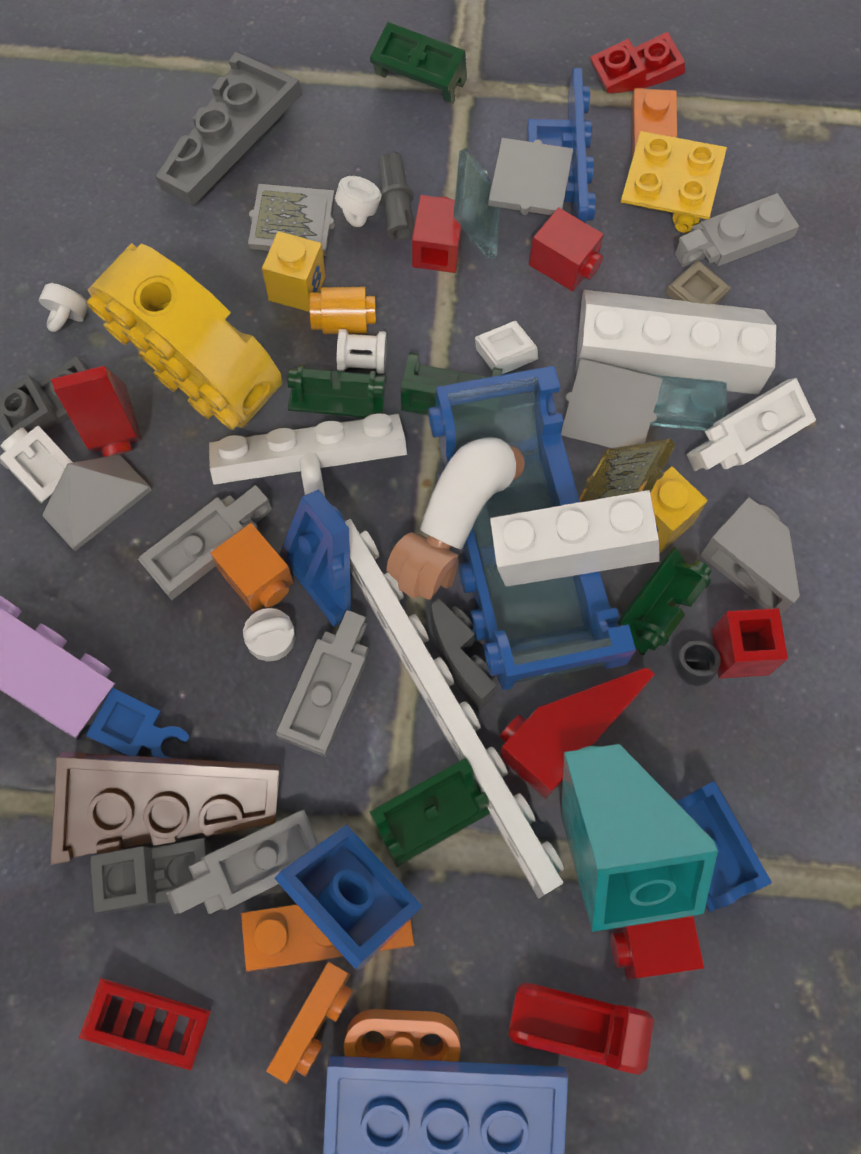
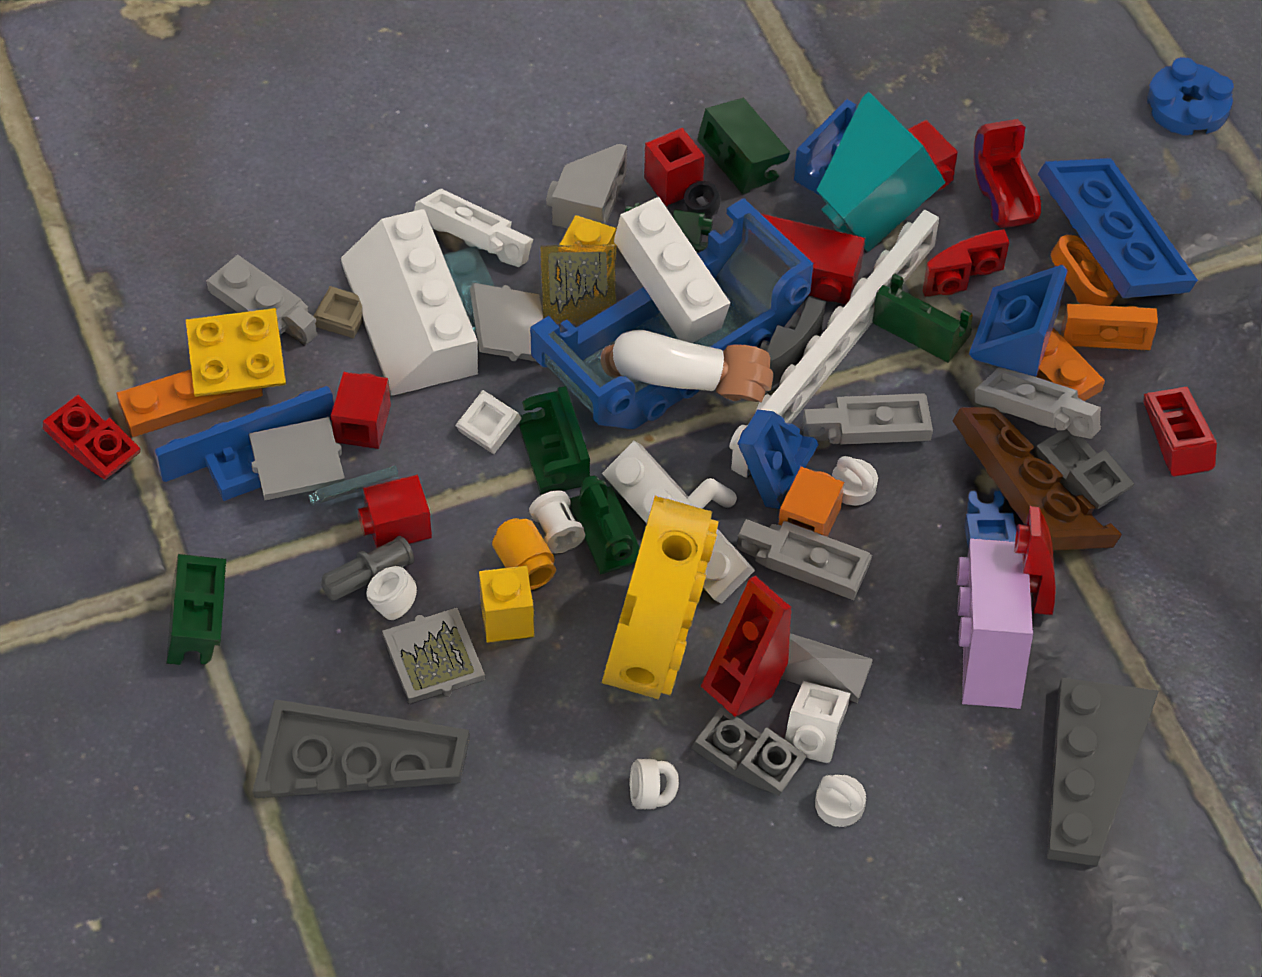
camera: 115 degrees left, 15 degrees down
(42, 728) = (1037, 557): none -> red slope
(478, 885) = (952, 267): none -> red slope
(765, 747) = (741, 144): none -> dark green hinge

